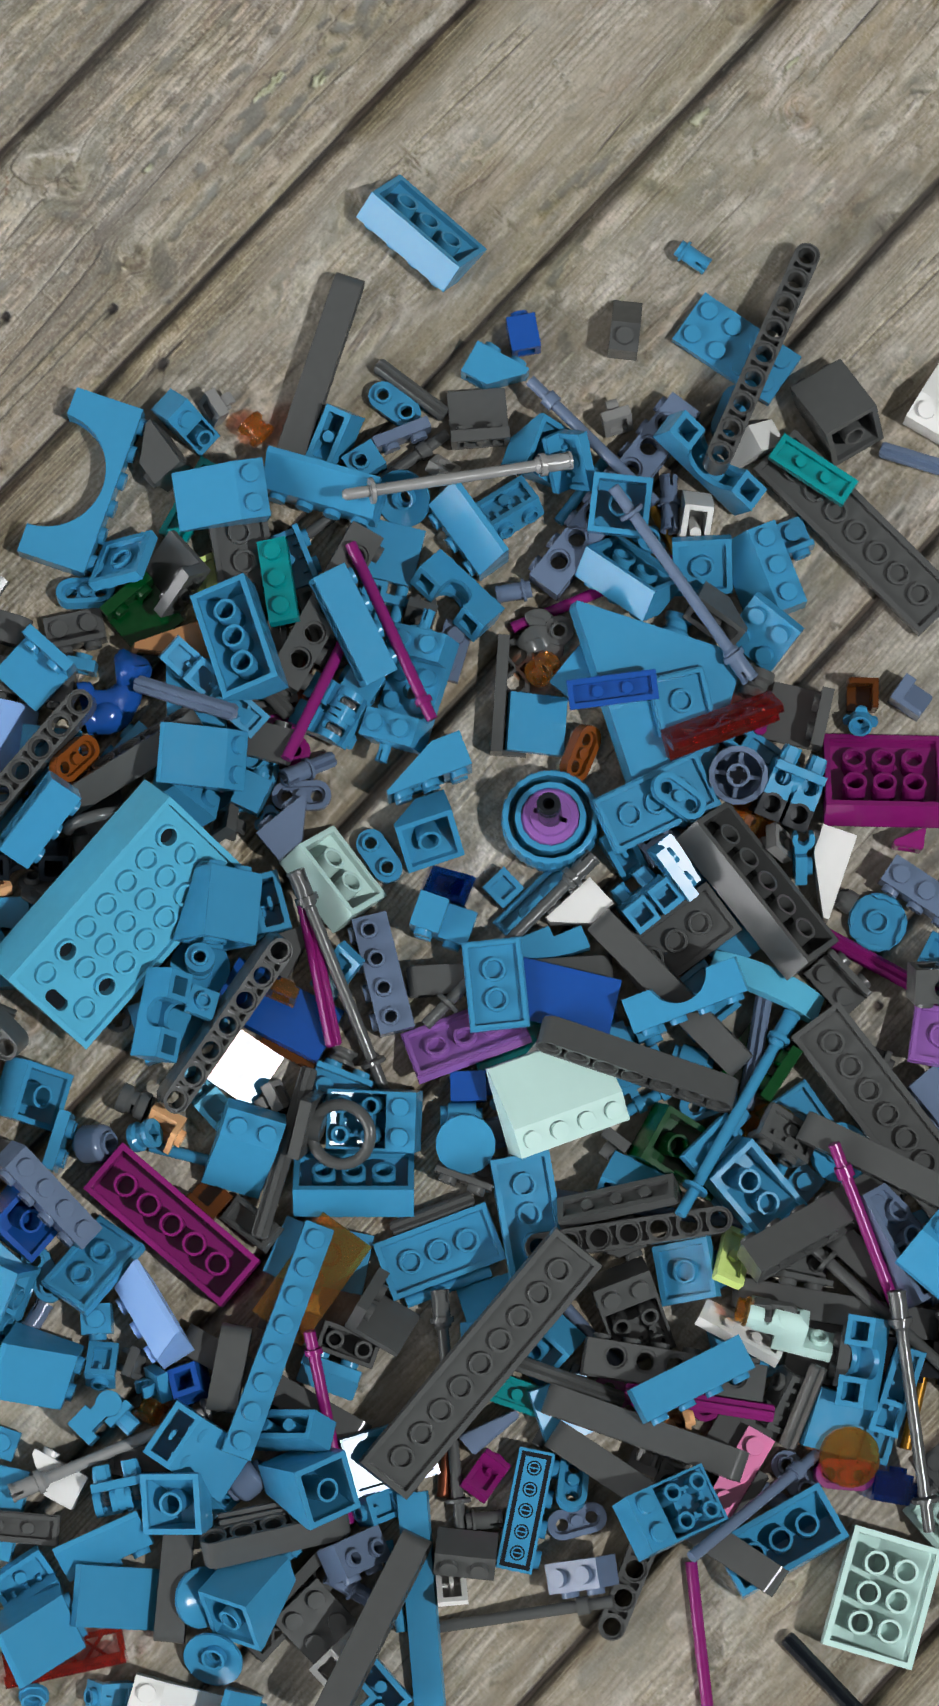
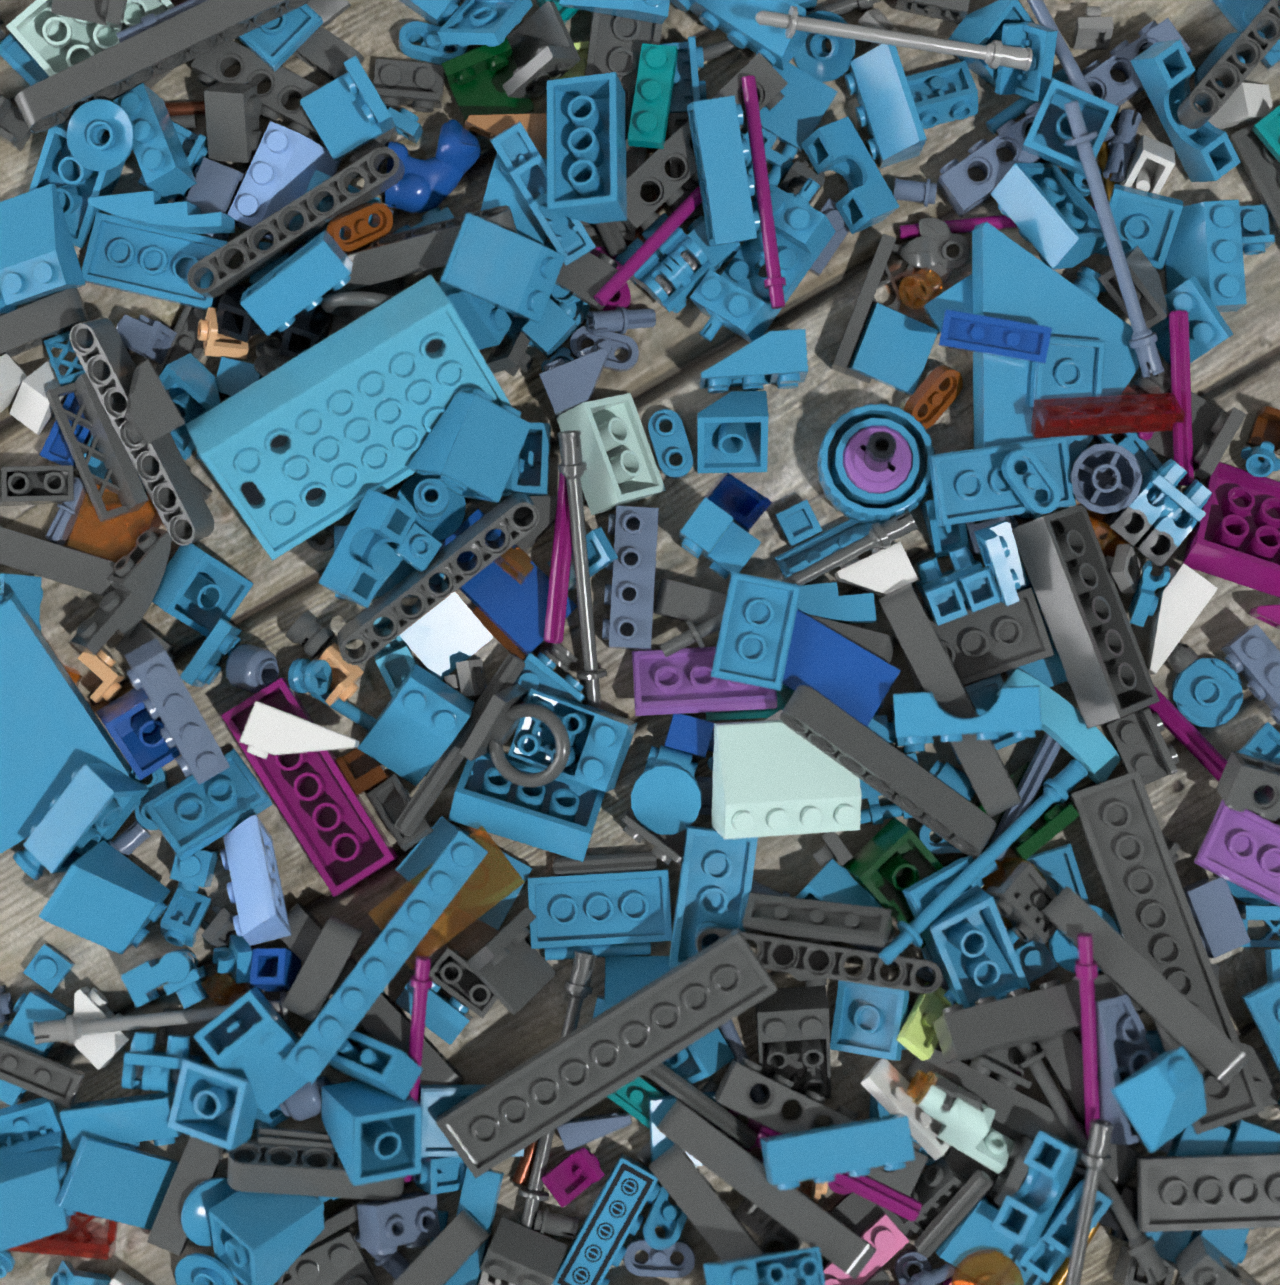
camera: 20 degrees right, 5 degrees up
(141, 1185) = (283, 733): none -> white slope
(185, 698) = (506, 196): sand blue axle -> none
(778, 688) = (1182, 391): none -> magenta axle

